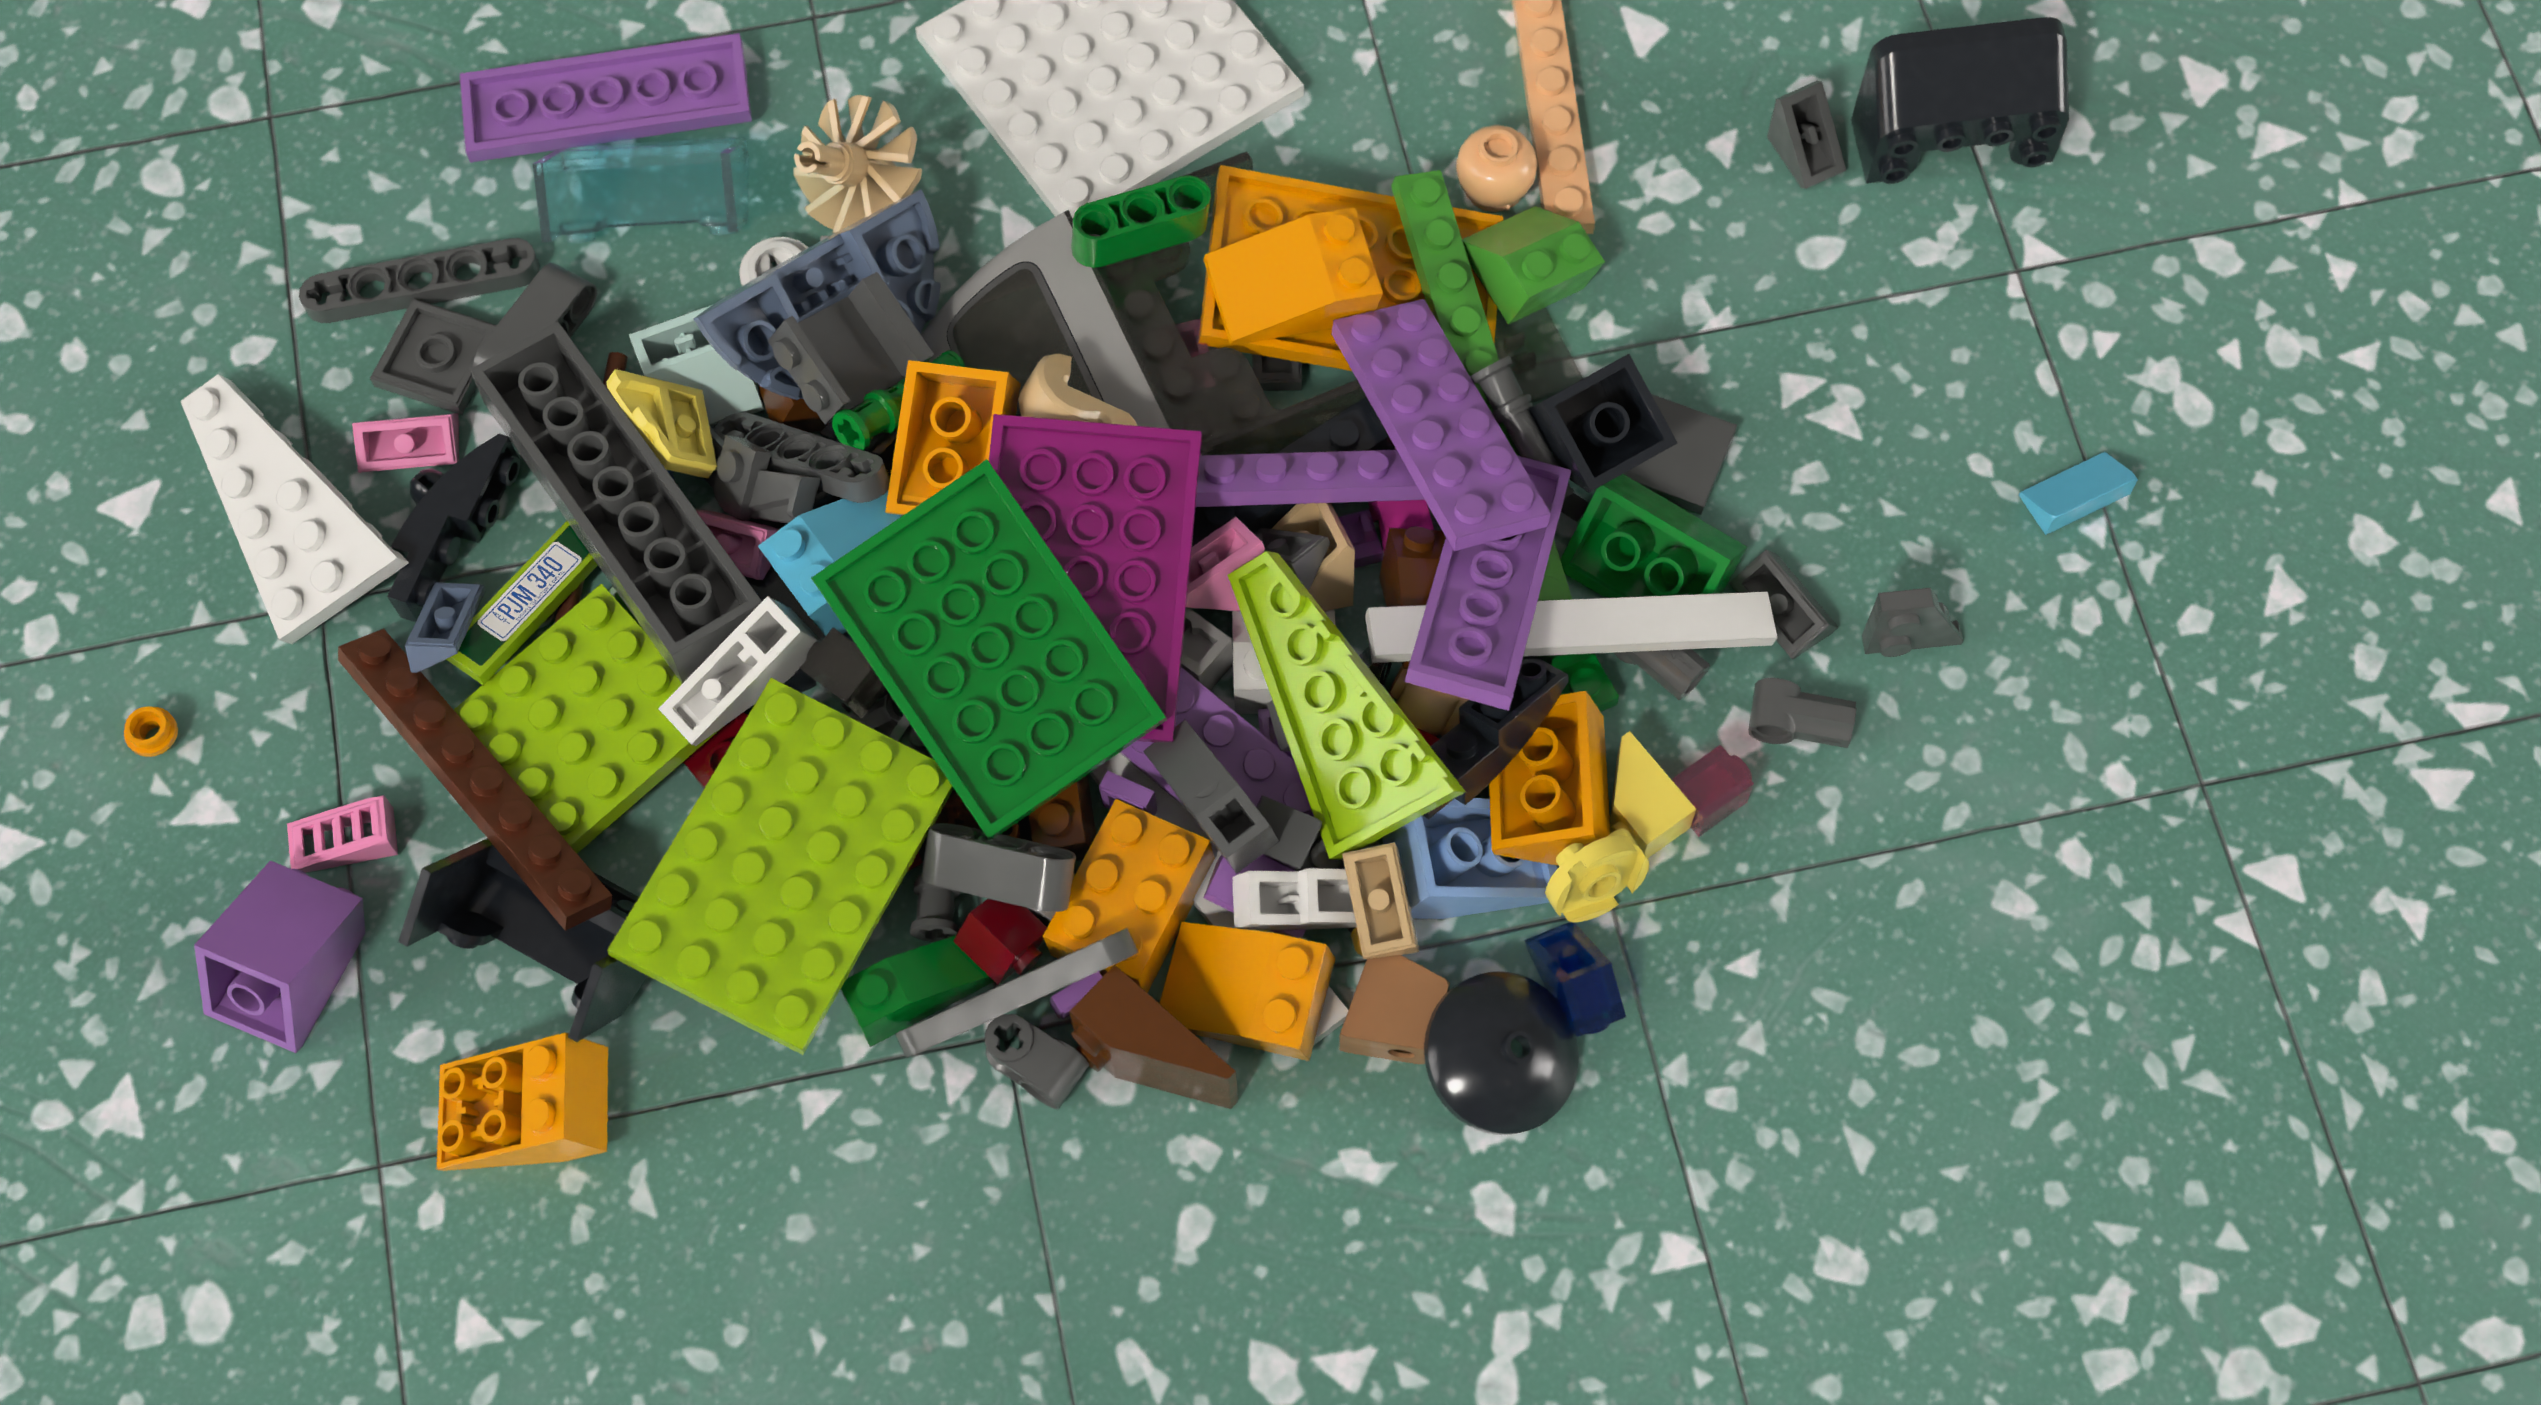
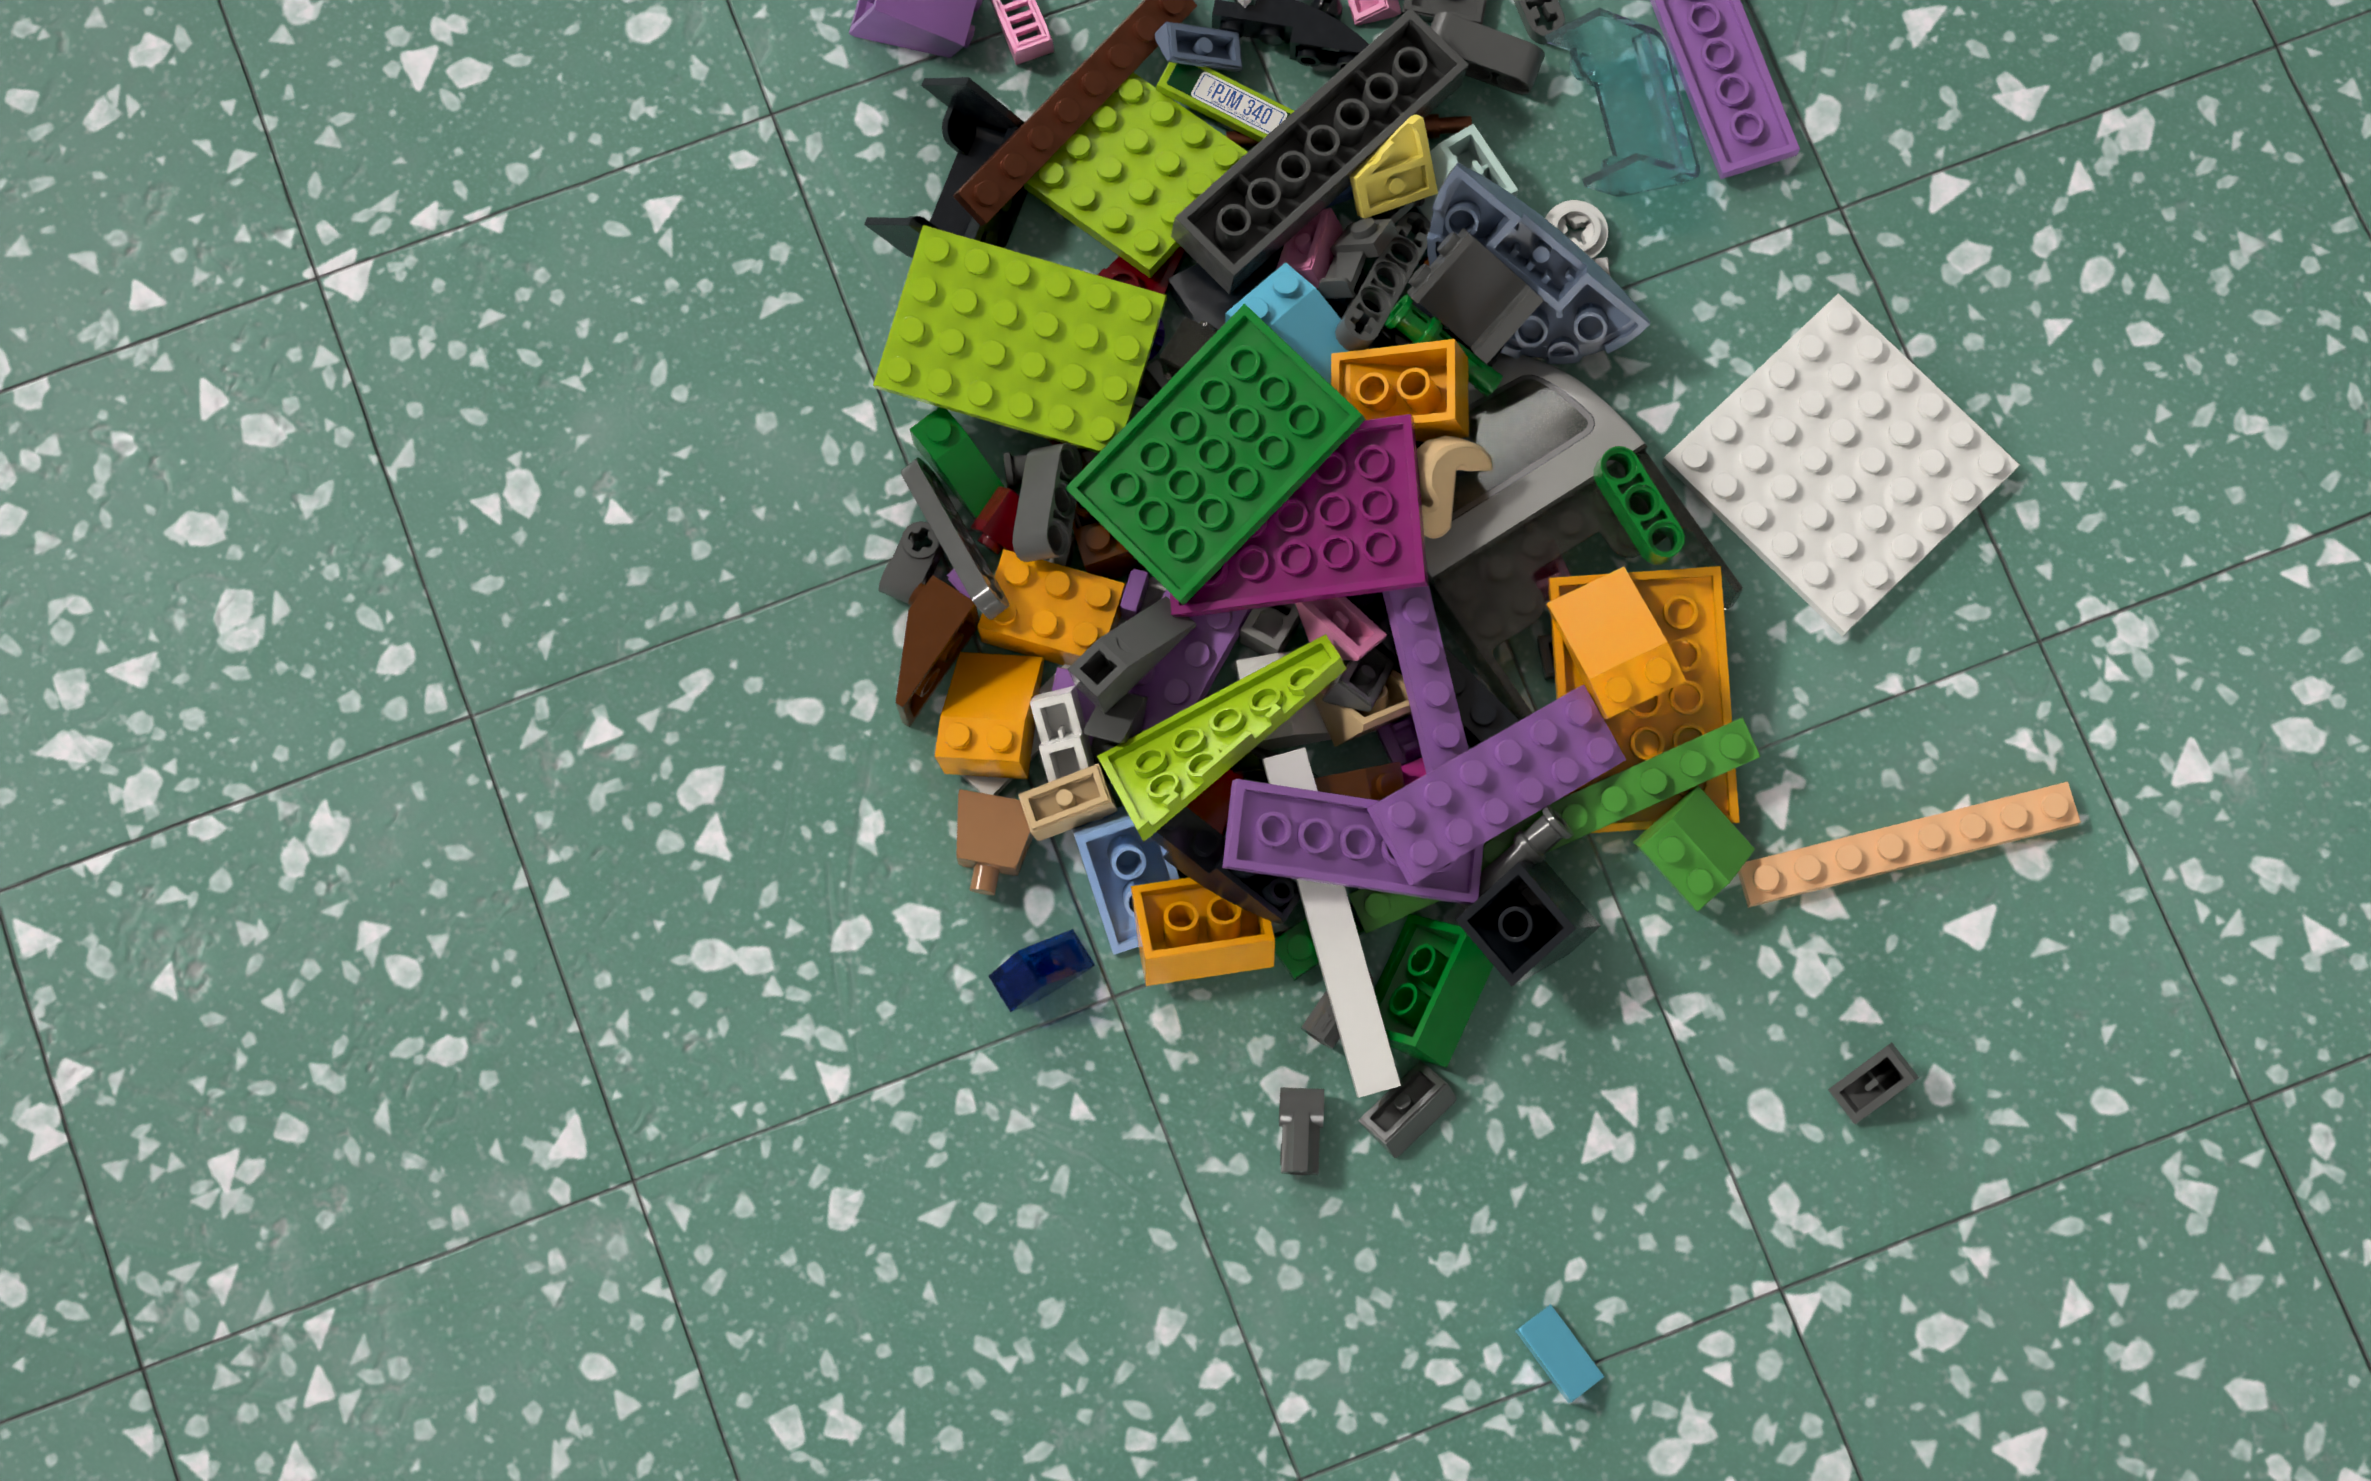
camera: 80 degrees right, 10 degrees up
(524, 1105) = (825, 203): light orange slope -> none
(730, 681) = (1180, 274): white slope -> none
(850, 175) = (1669, 271): tan piece -> none
(1473, 1059) = (982, 894): black dish -> none
(1496, 167) = (1786, 808): light nougat piece -> none
(1538, 355) = (1605, 867): clear smoke piece -> none
(1594, 875) = (1121, 971): light yellow plate -> none
(1647, 799) = (1200, 1006): light yellow slope -> none
(1690, 467) = (1540, 1007): dark grey tile -> none
(1715, 787) = (1221, 1061): clear pink brick -> none
(1909, 622) = (1390, 1202): dark grey wing -> none
(1962, 92) = (1924, 1212): black windscreen -> none

